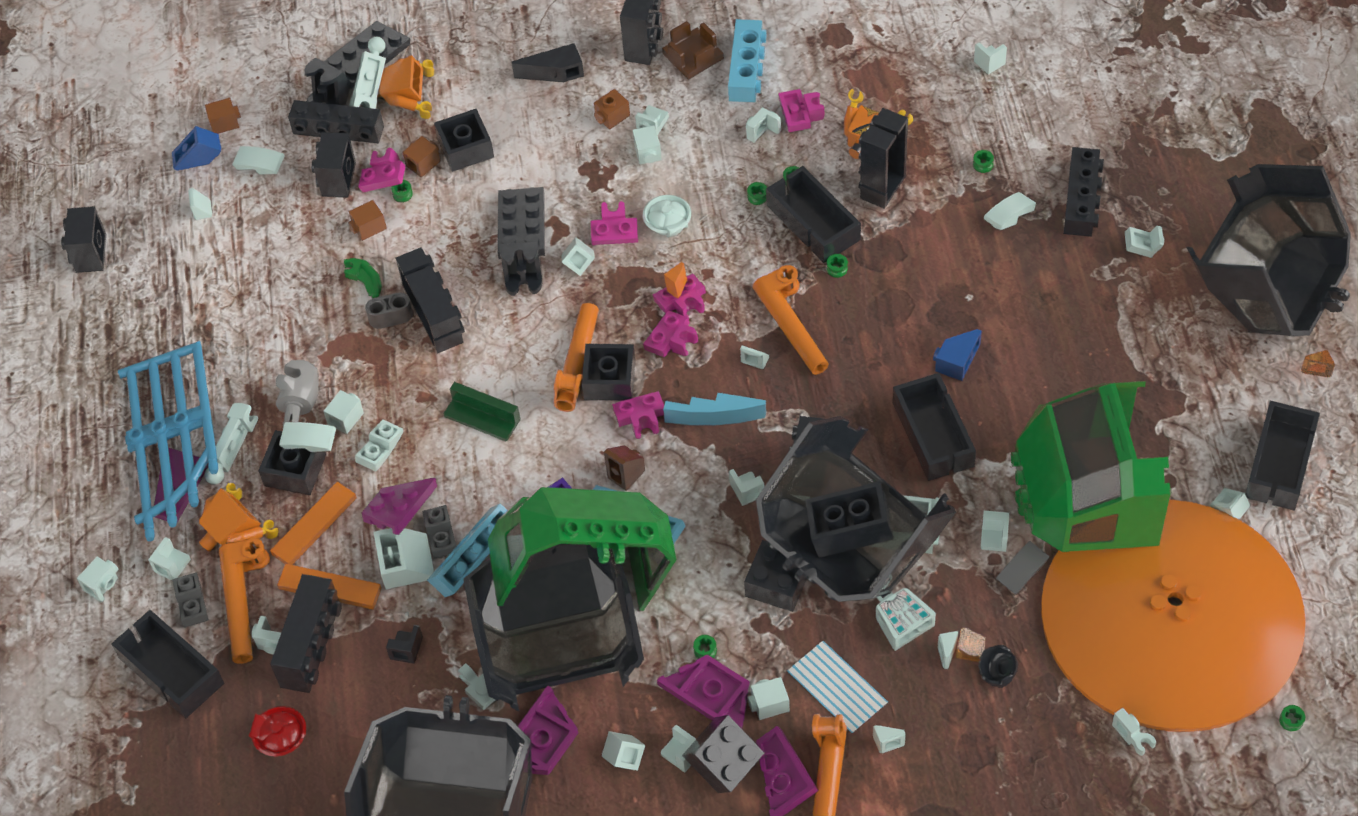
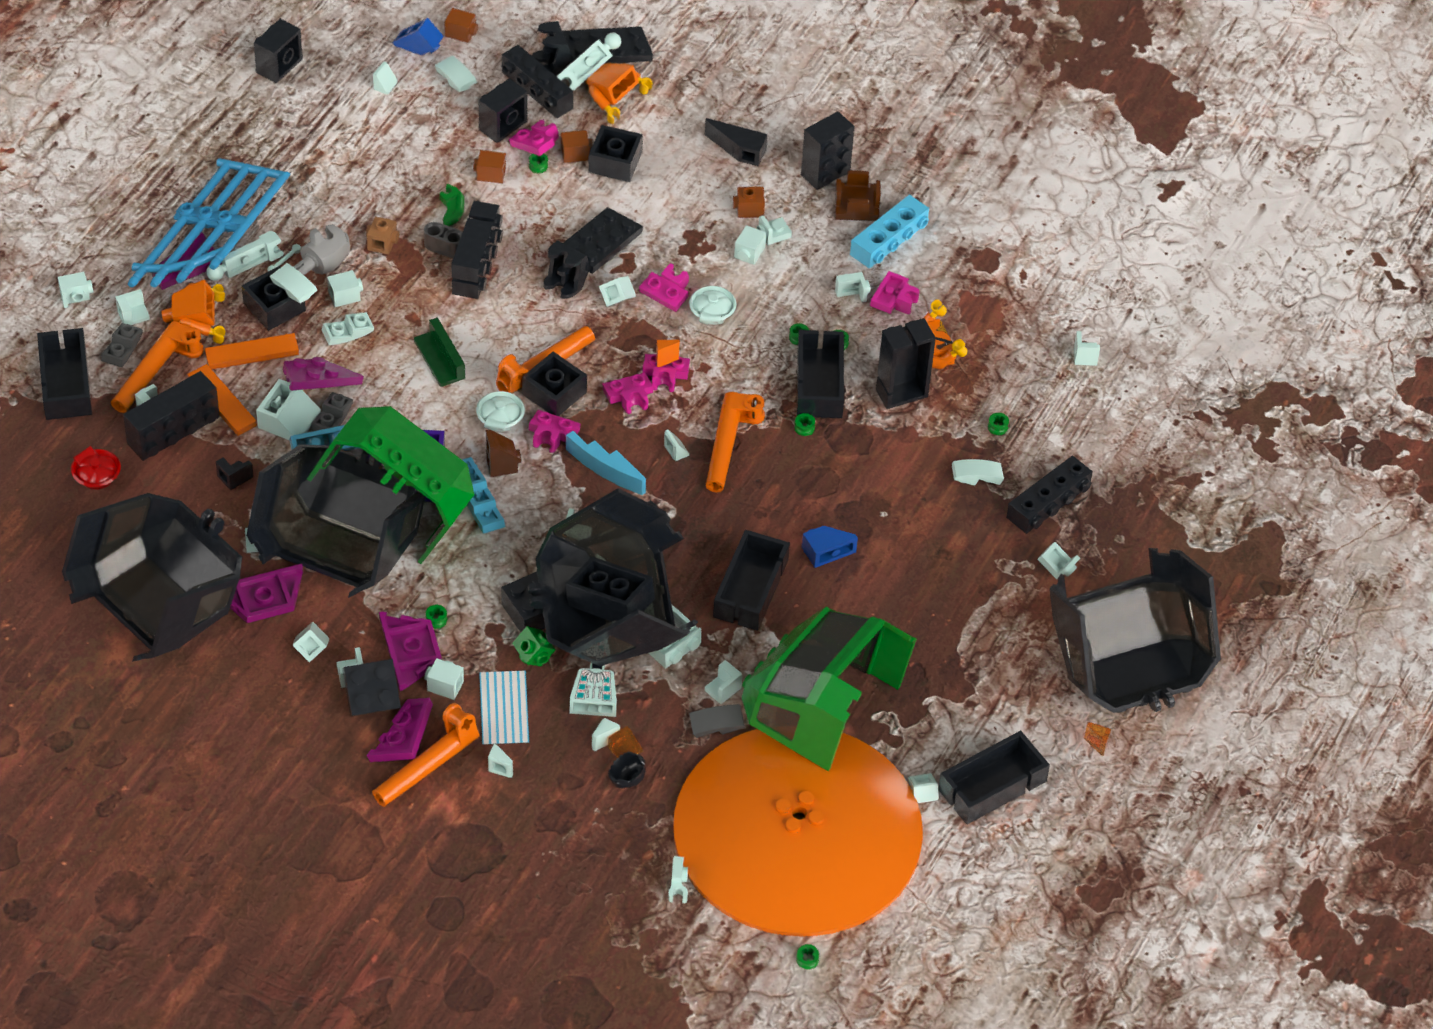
camera: 30 degrees right, 5 degrees down
(263, 405) = (295, 249): none -> light aqua hinge
(333, 342) = (382, 235): none -> medium nougat brick
(583, 426) = (500, 410): none -> light aqua piece
(817, 614) = (533, 646): none -> green brick

